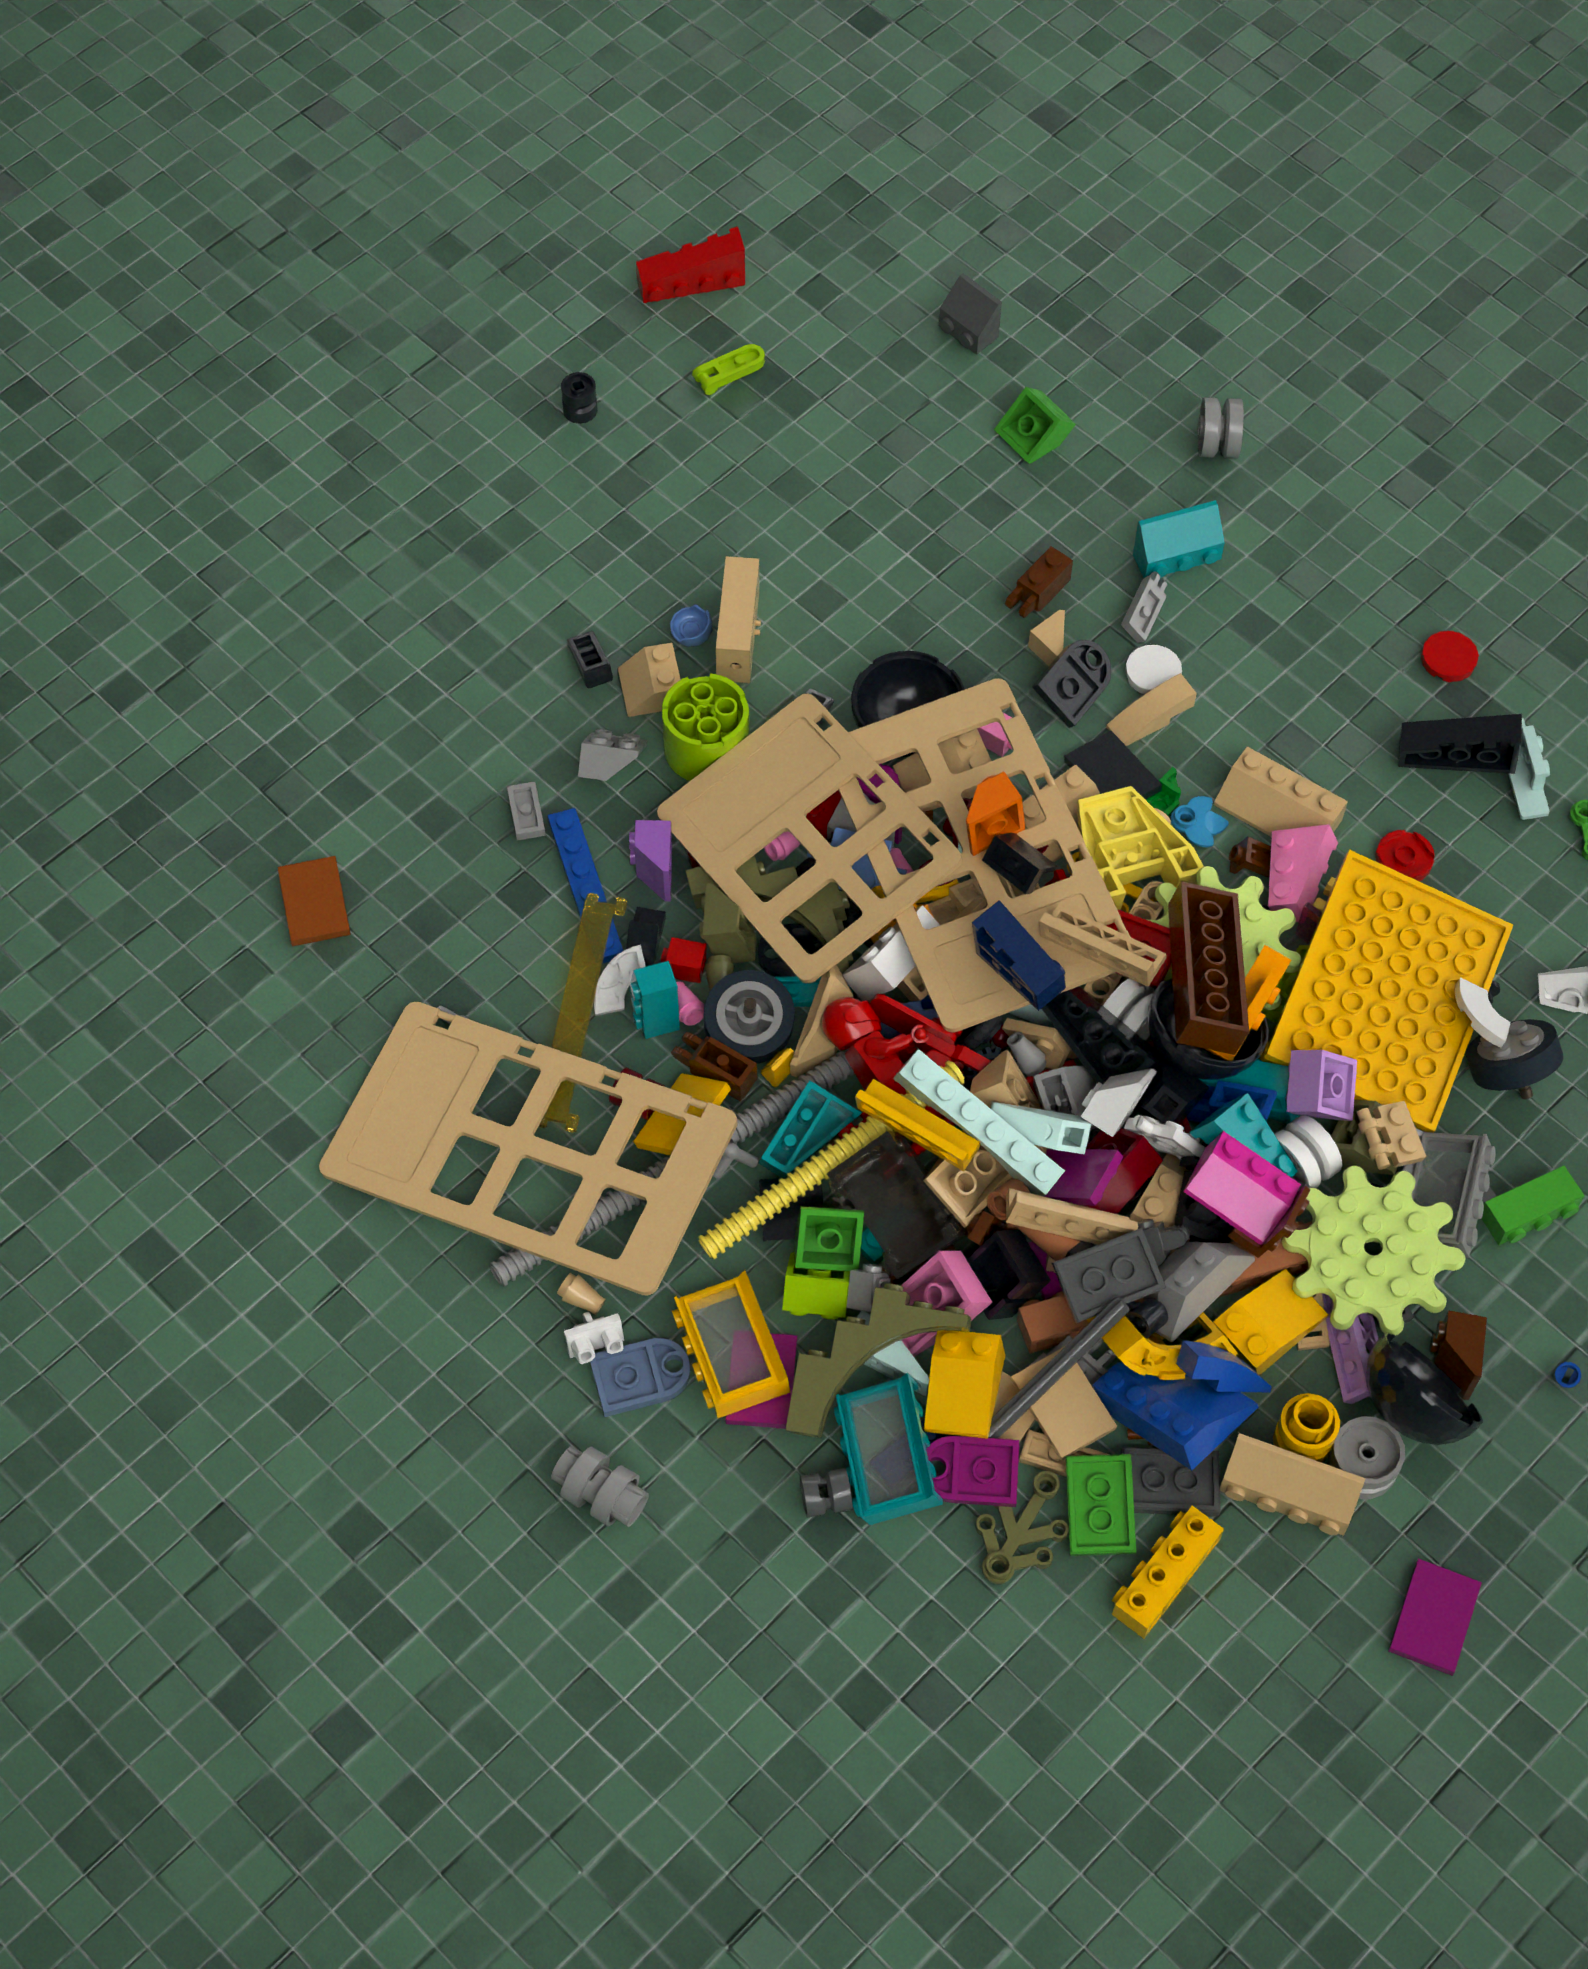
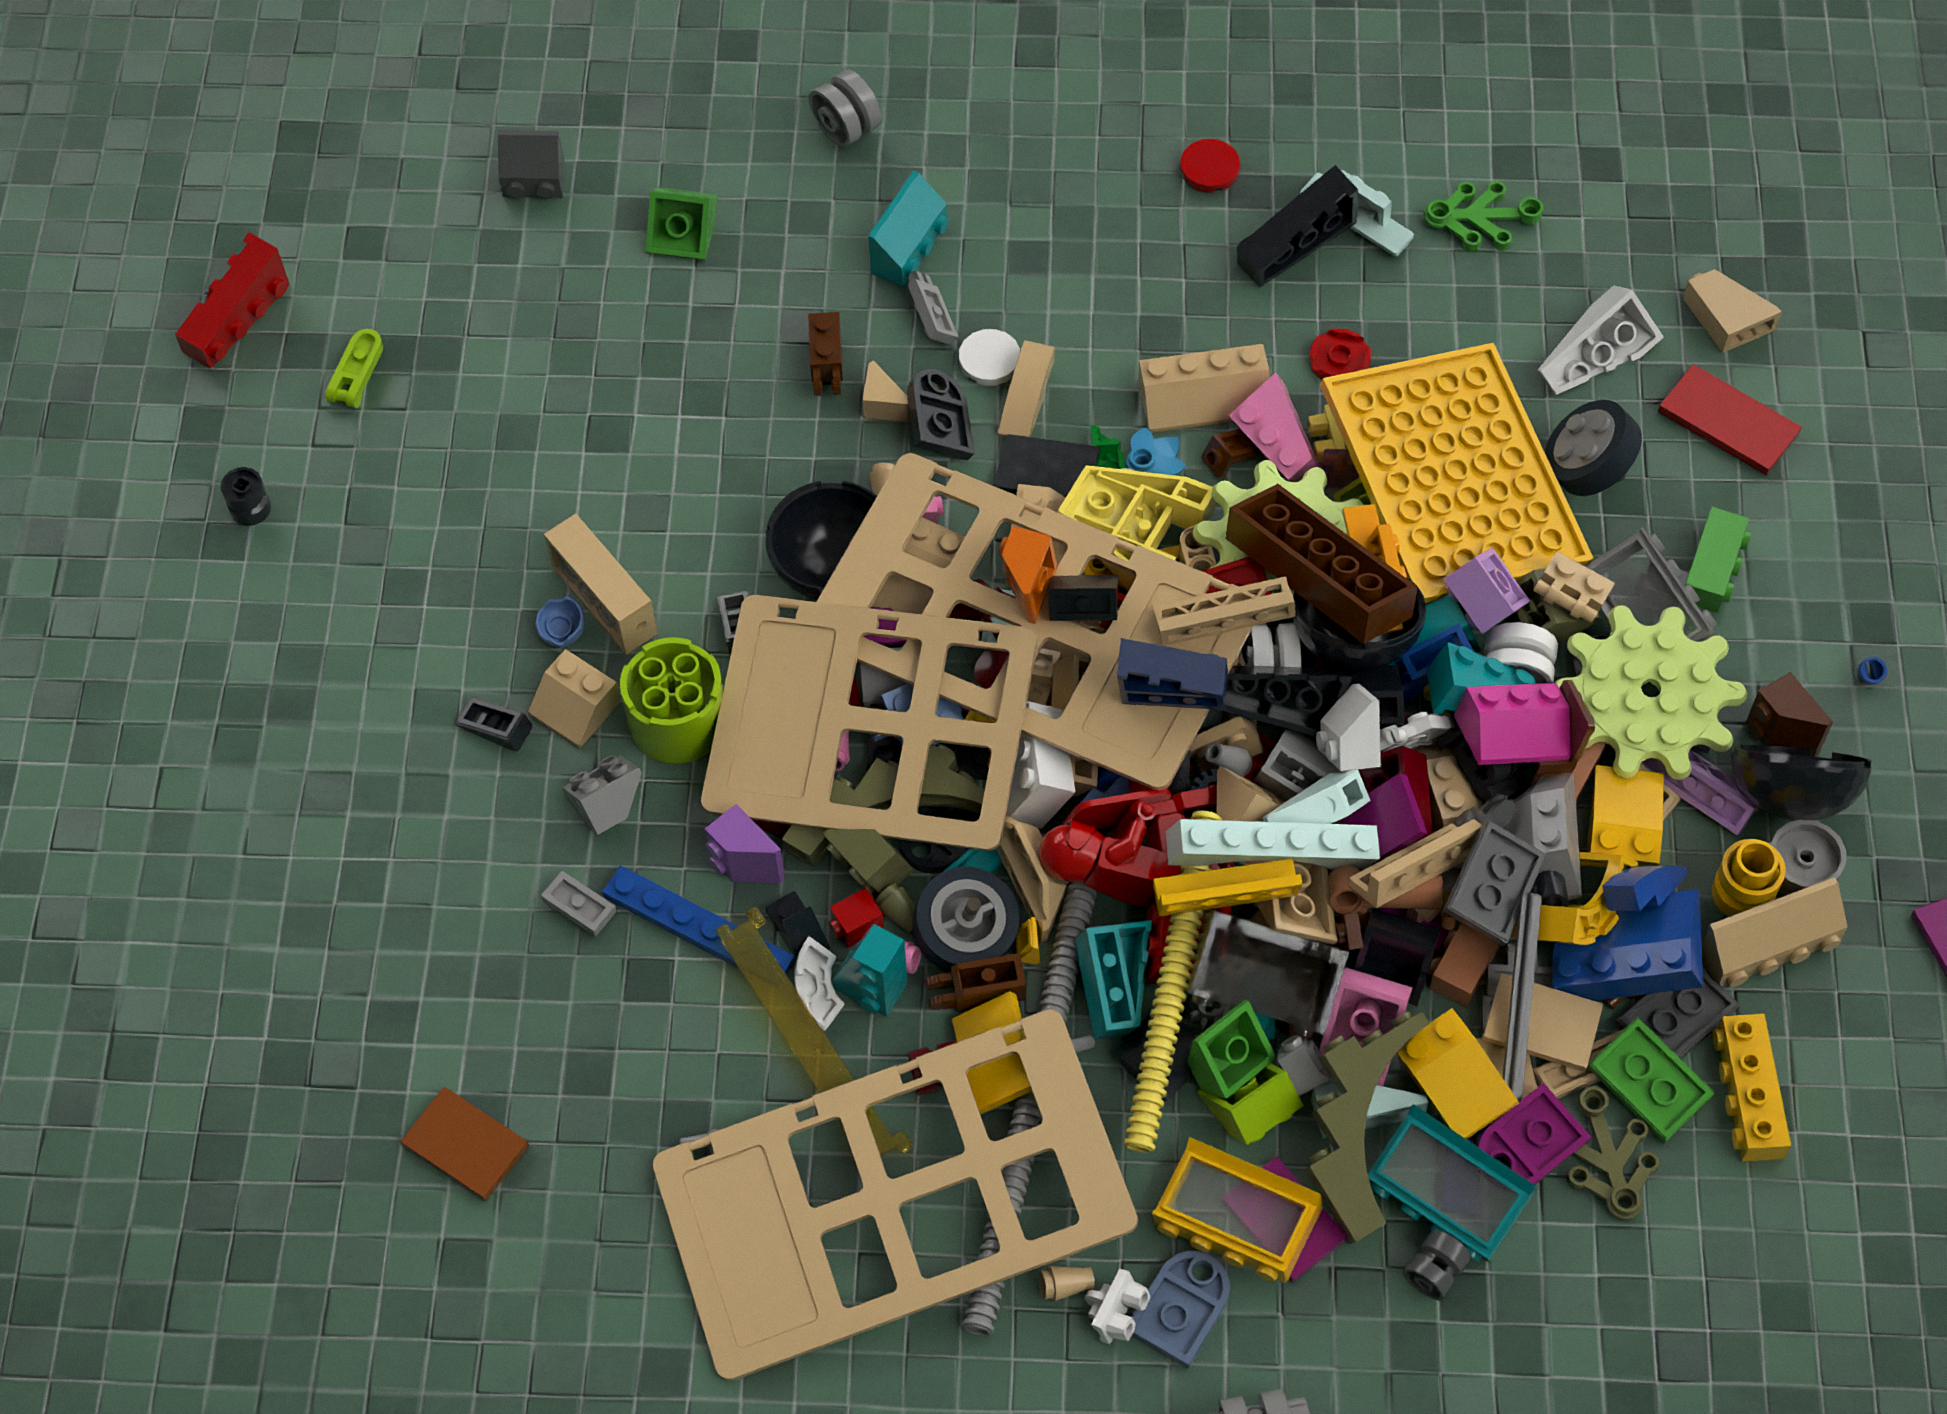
camera: 40 degrees left, 0 degrees up
(1480, 1011) = (1558, 436): white tile -> none

